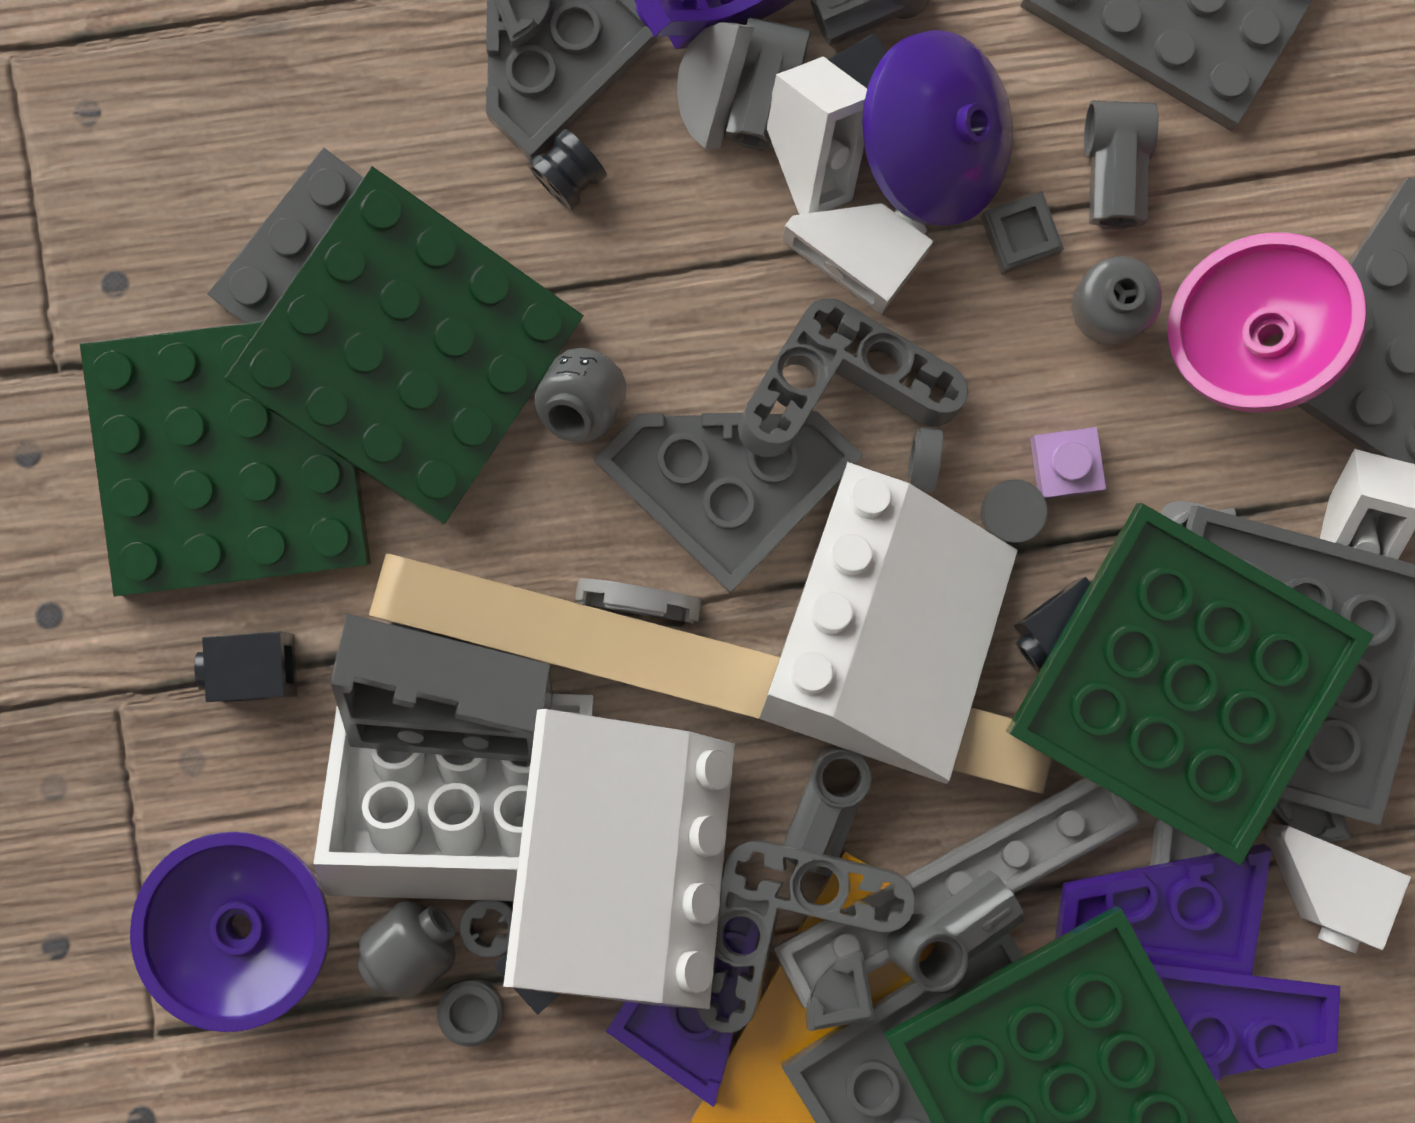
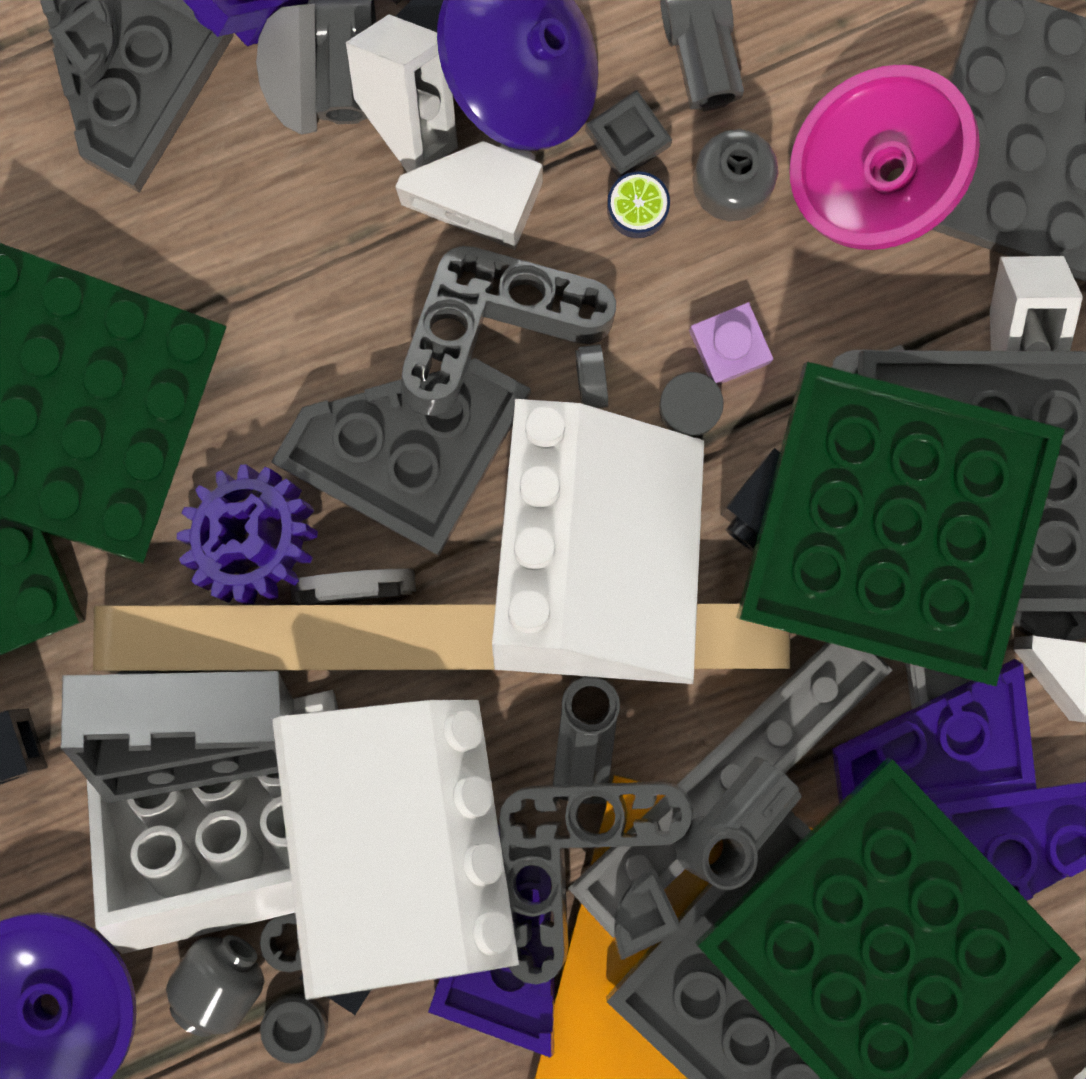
camera: 10 degrees left, 0 degrees up
(523, 527) = (220, 531): none -> dark purple gear
(567, 169) = (173, 189): black wheel -> none
(580, 395) = (241, 403): dark grey head -> none
(1013, 303) = (638, 204): none -> tile

